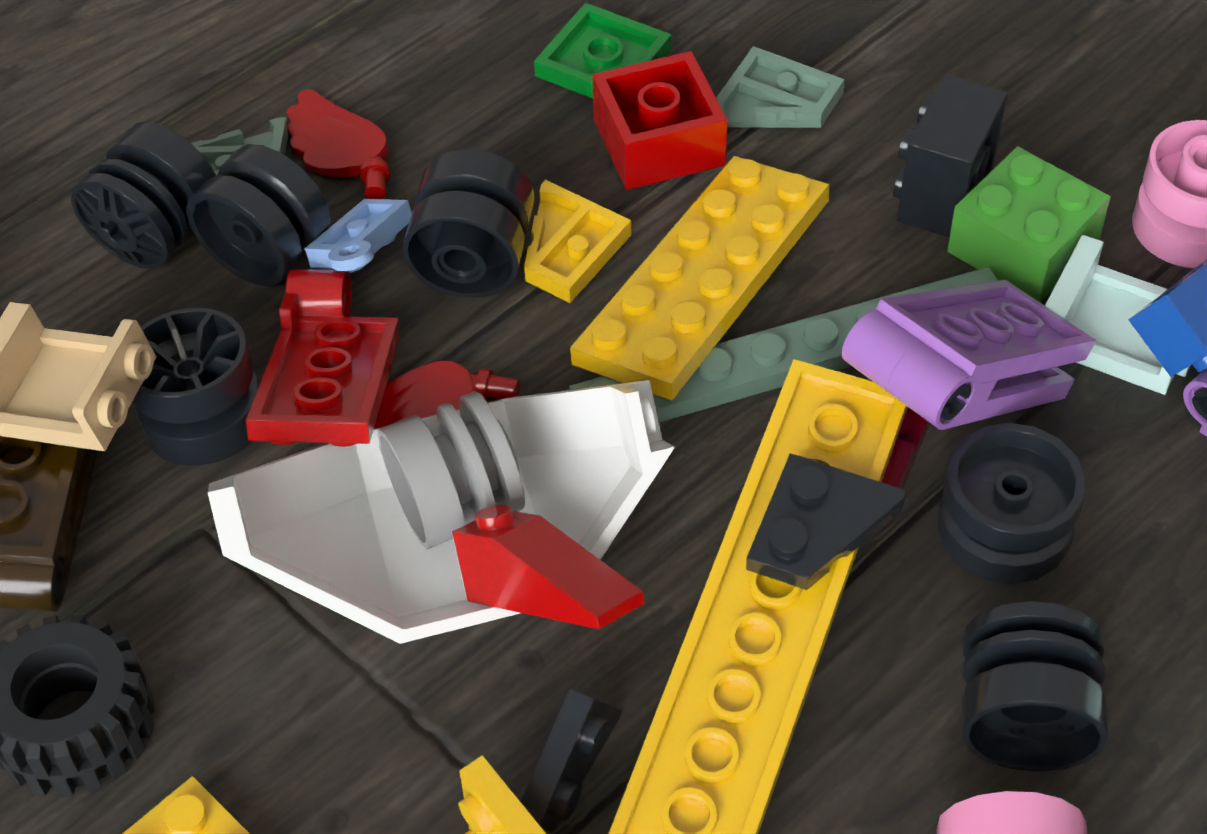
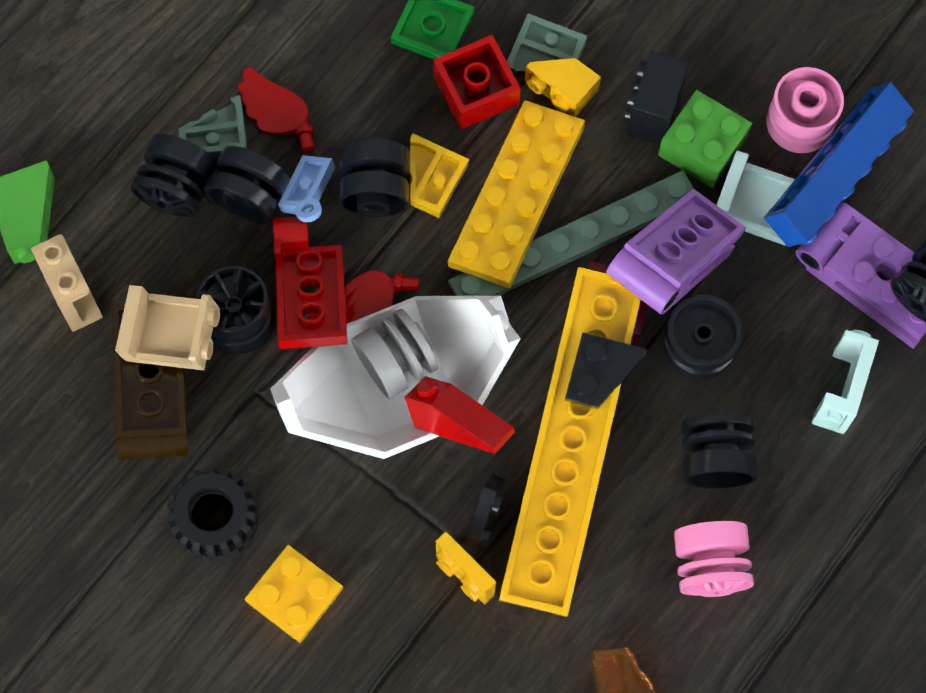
camera: 10 degrees left, 20 degrees up
(800, 135) = (564, 82): none -> yellow slope

